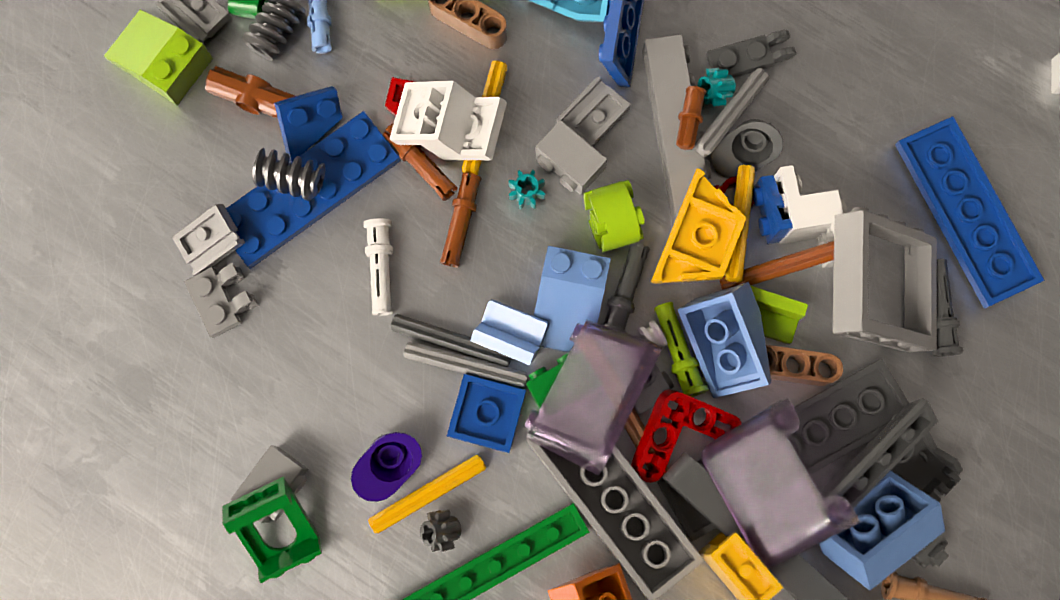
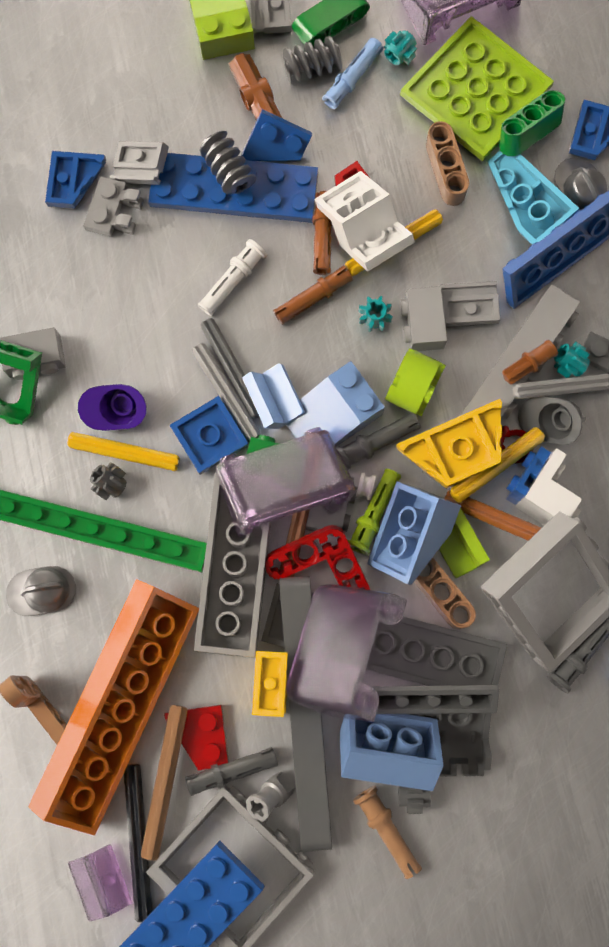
camera: 45 degrees right, 0 degrees up
(159, 304) = (71, 177): none -> blue wing

